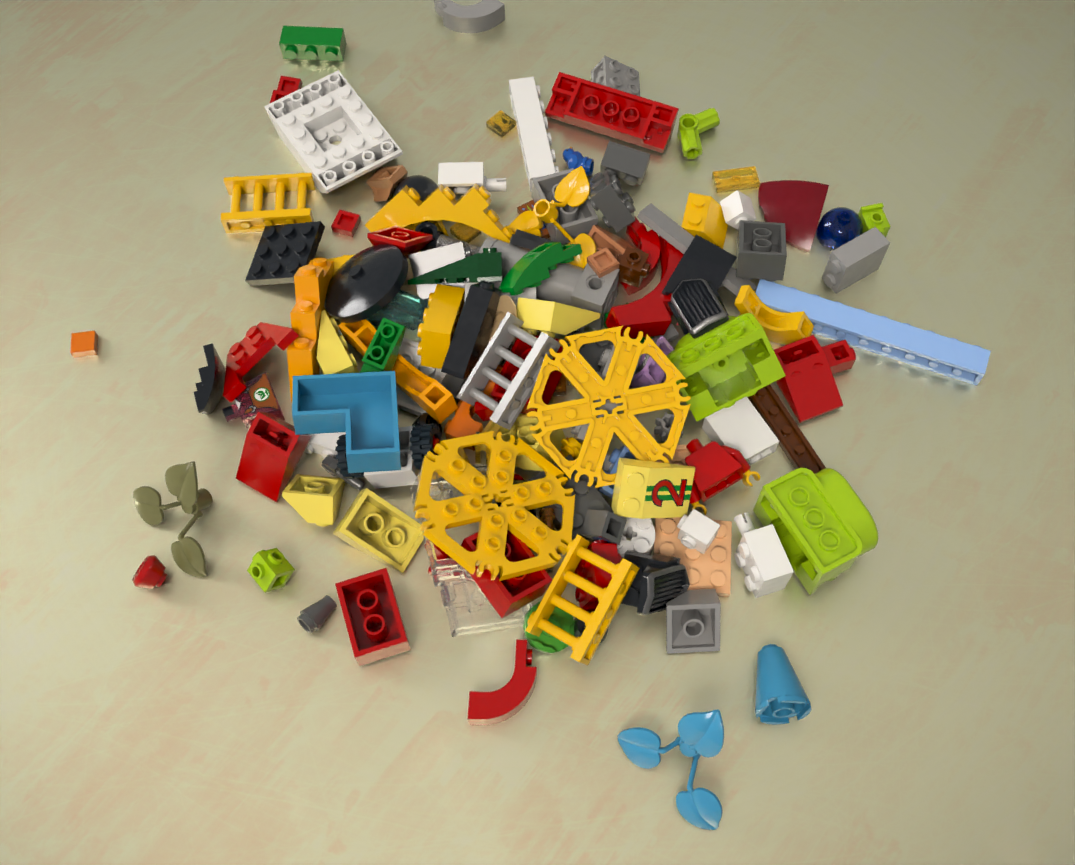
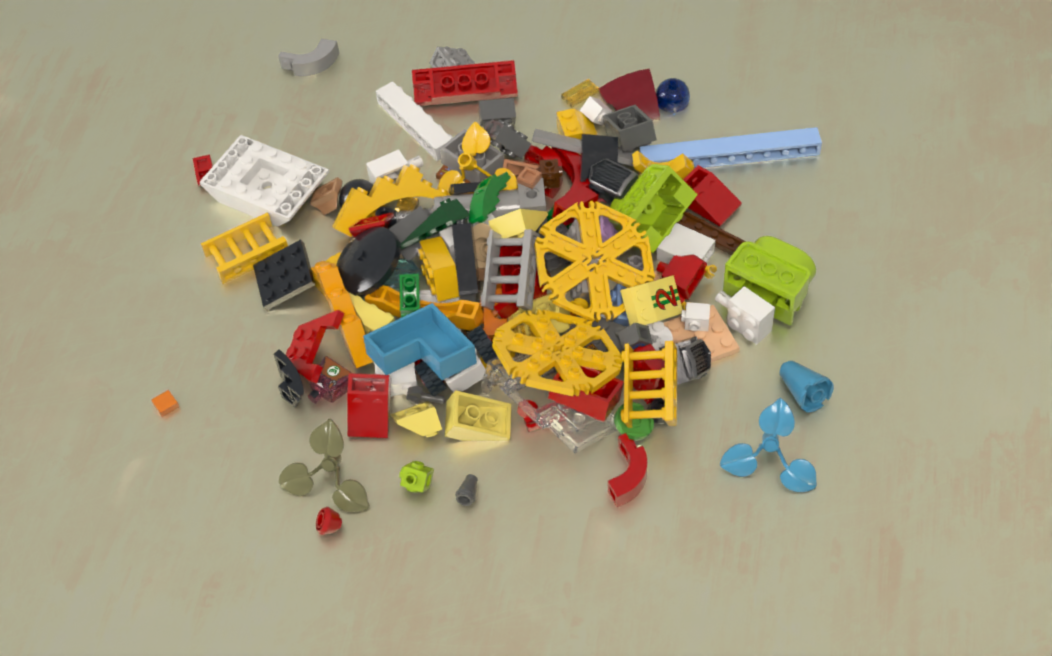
camera: 25 degrees left, 10 degrees down
(312, 43) = (202, 126): green brick -> none
(346, 223) = (313, 237): red tile -> none
(372, 617) = (510, 470): red brick -> none
(501, 123) = (385, 124): clear yellow tile -> none
(575, 159) = (458, 125): blue animal -> none
(691, 126) = (528, 72): lime piece -> none
(693, 622) = (728, 374): light grey slope -> none
(839, 356) = (723, 172): red brick -> none
(855, 260) = (696, 108): light grey brick -> none
(874, 216) = (694, 81): lime brick -> none

